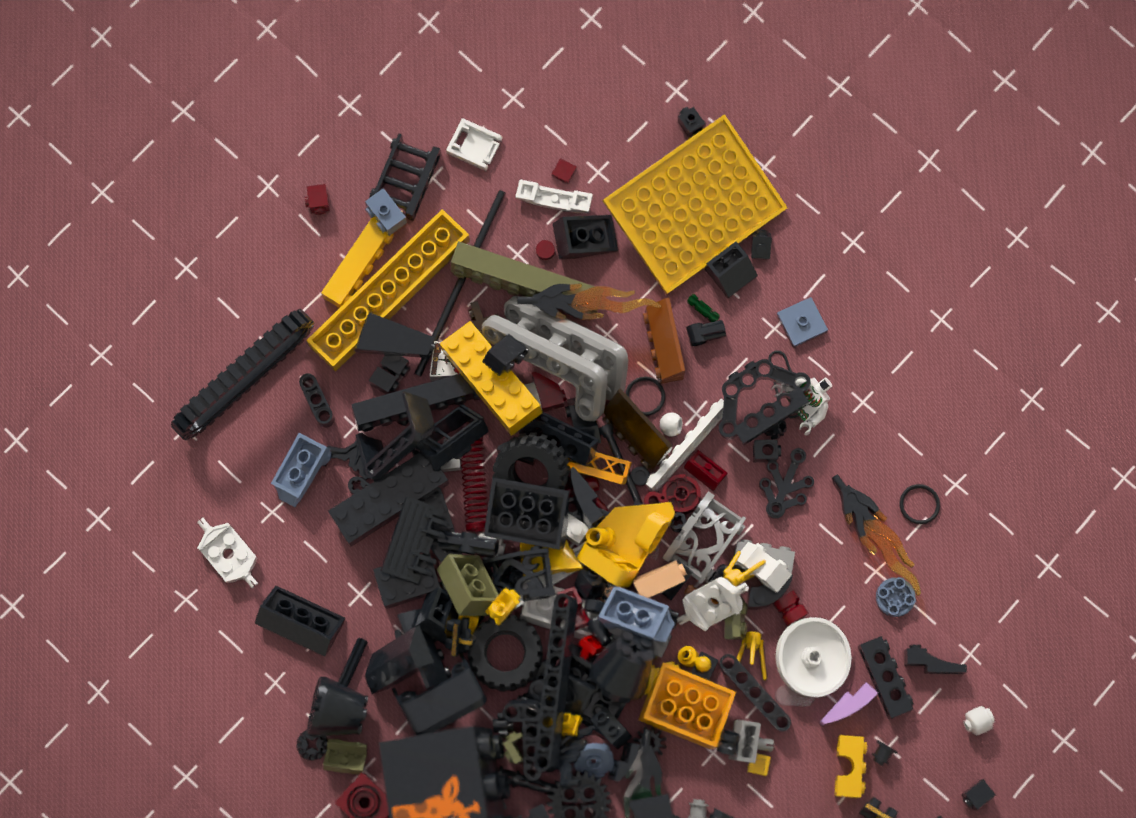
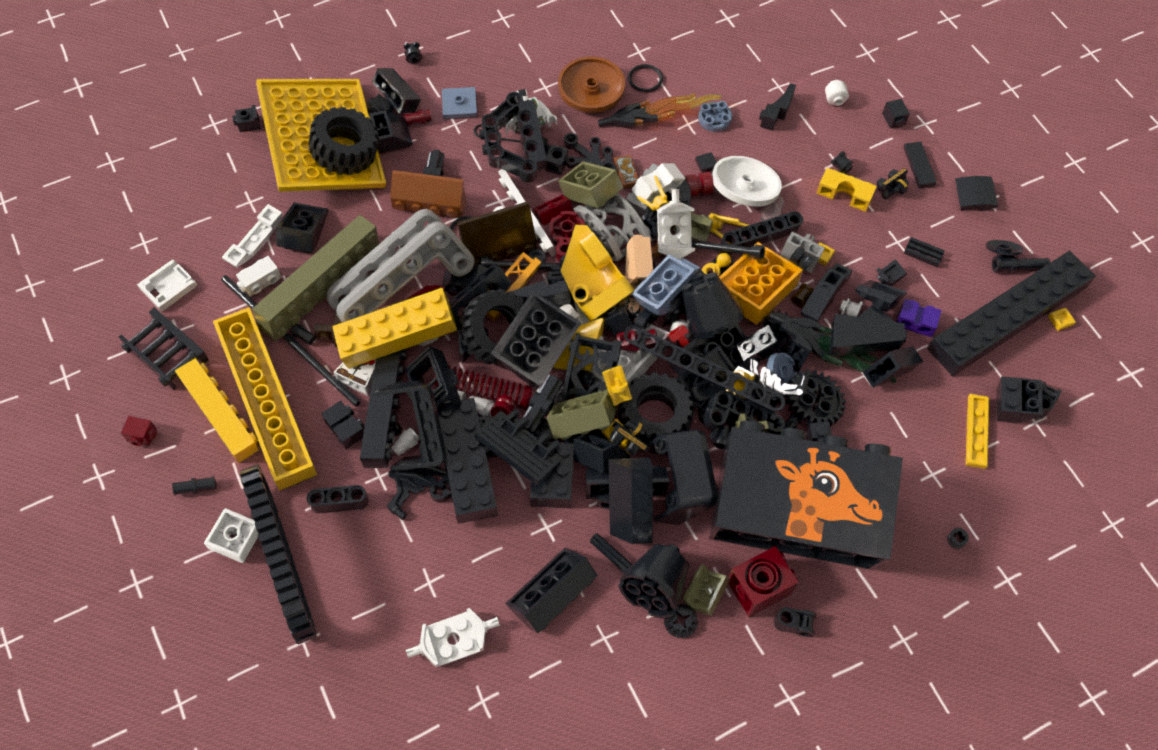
camera: 70 degrees left, 15 degrees down
(243, 319) = (229, 524): none -> white brick
(286, 272) = (194, 485): none -> black pin
(299, 468) = (400, 535): sand blue slope -> none
(385, 212) = (187, 367): sand blue brick -> none
(389, 433) = (405, 442): none -> white cone
(392, 338) = (313, 401): black slope -> none
(454, 490) = (483, 406): none -> white cone
(454, 509) = (503, 403): none -> dark red wheel
(469, 292) = (302, 333): none -> black pin
(504, 355) = (381, 299): black brick -> none
(507, 221) = (258, 276): none -> white brick
(545, 250) = (295, 261): dark red tile -> none
(564, 171) = (234, 224): dark red tile -> none
(578, 304) = (358, 248): piece -> none
(599, 631) = (666, 323): black cone -> none
(620, 501) = (554, 275): none -> black gear
(696, 757) = (800, 298): none -> dark brown bush
(703, 308) = (413, 163): dark green axle -> none
(708, 780) = (826, 291): none -> black slope
(710, 229) = (345, 124): none -> black tyre
(714, 694) = (756, 251): none -> black piece
(737, 498) = (590, 184): none -> olive brick
(765, 291) = (417, 117): none -> dark red pin
(782, 527) = (626, 171): none -> tile
(785, 253) = (396, 90): none -> black brick
(828, 607) = (706, 162): none -> black tile
(845, 247) = (412, 52): none -> black brick
(849, 704) = (793, 172): lavender slope -> none
(875, 670) = (780, 142): black brick -> none
(877, 450) = (591, 84): none -> dark orange dish

